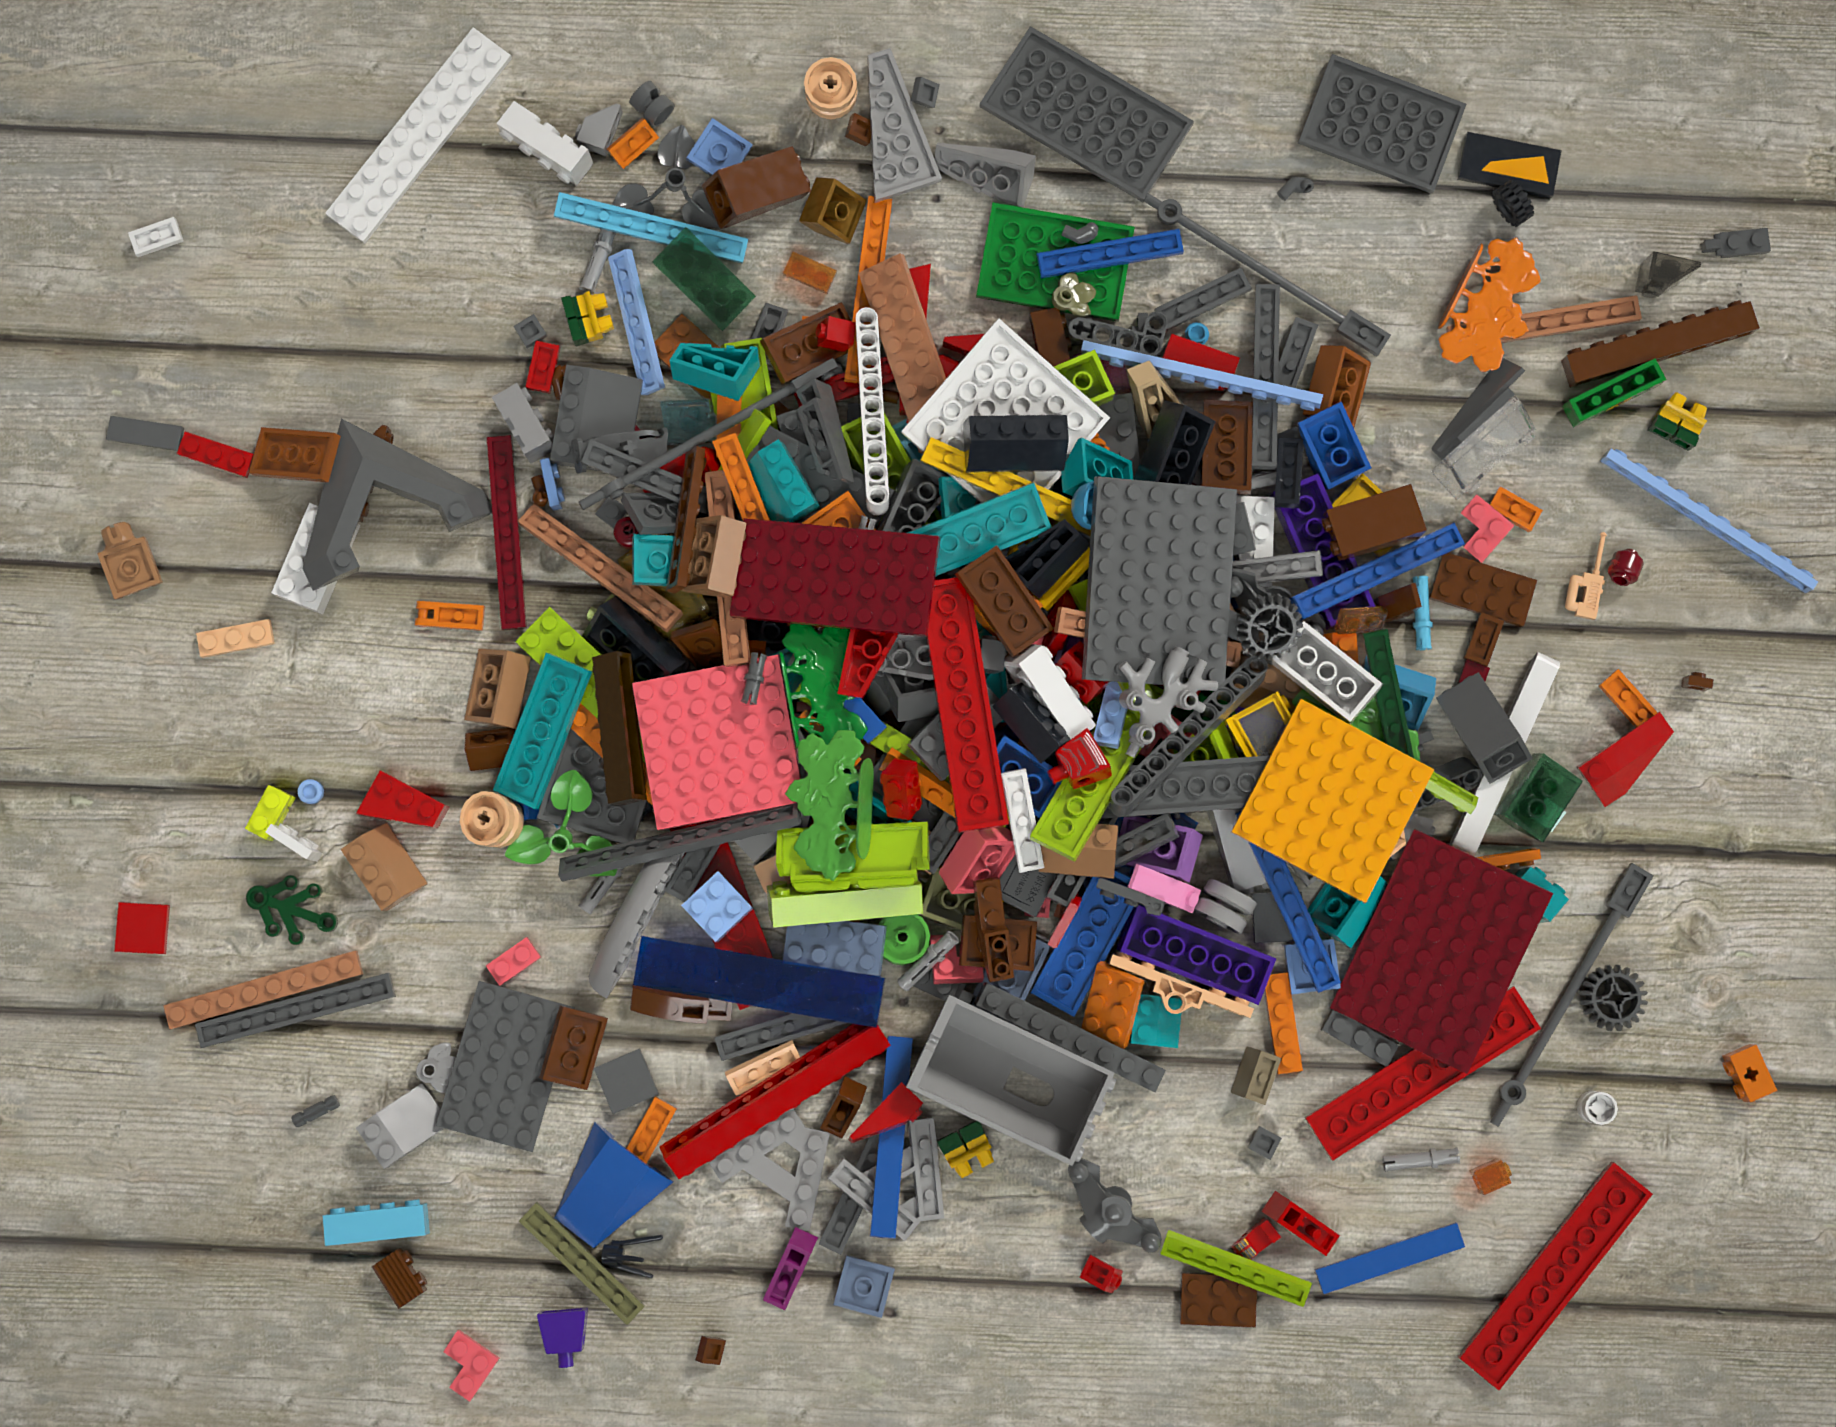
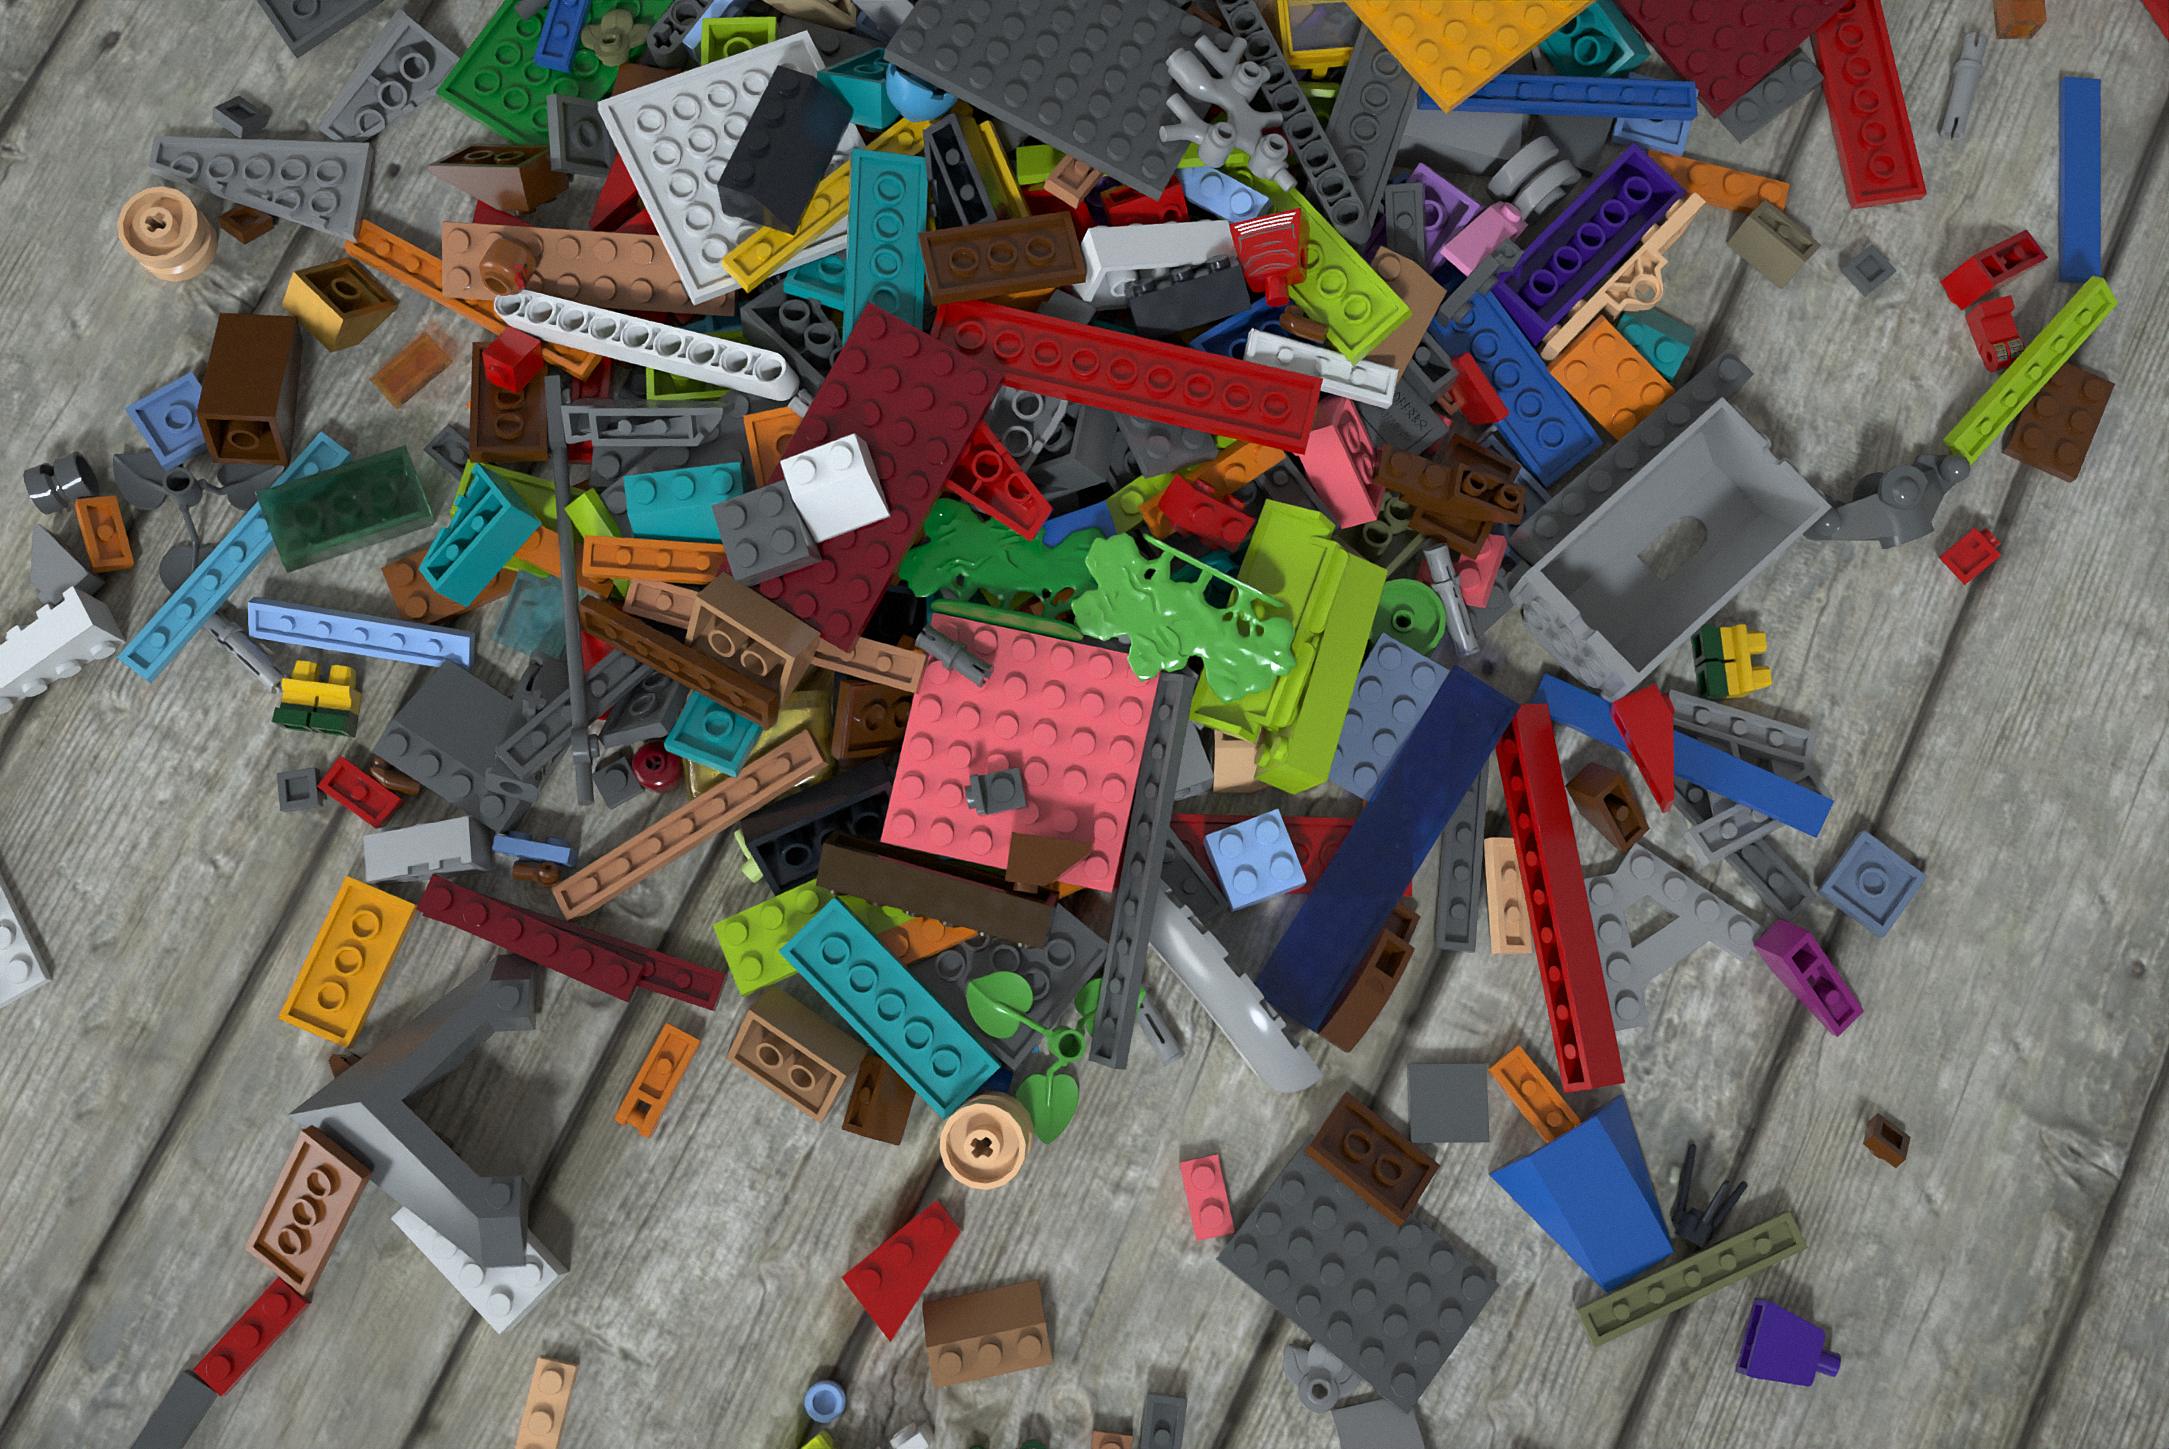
camera: 65 degrees left, 5 degrees down
(443, 407) = (348, 962): none -> light orange plate
(498, 506) = (531, 938): none -> dark red plate
(655, 780) = (1042, 860): none -> reddish brown slope
(684, 737) = (996, 792): none -> dark grey bracket
(774, 539) = (764, 534): none -> dark grey brick
(817, 567) = (836, 487): none -> white slope
(885, 307) = (507, 267): none -> dark orange head
(954, 270) = (503, 175): none -> slope
(997, 302) = (578, 137): none -> dark grey plate
(1040, 795) = (1295, 323): none -> reddish brown arm

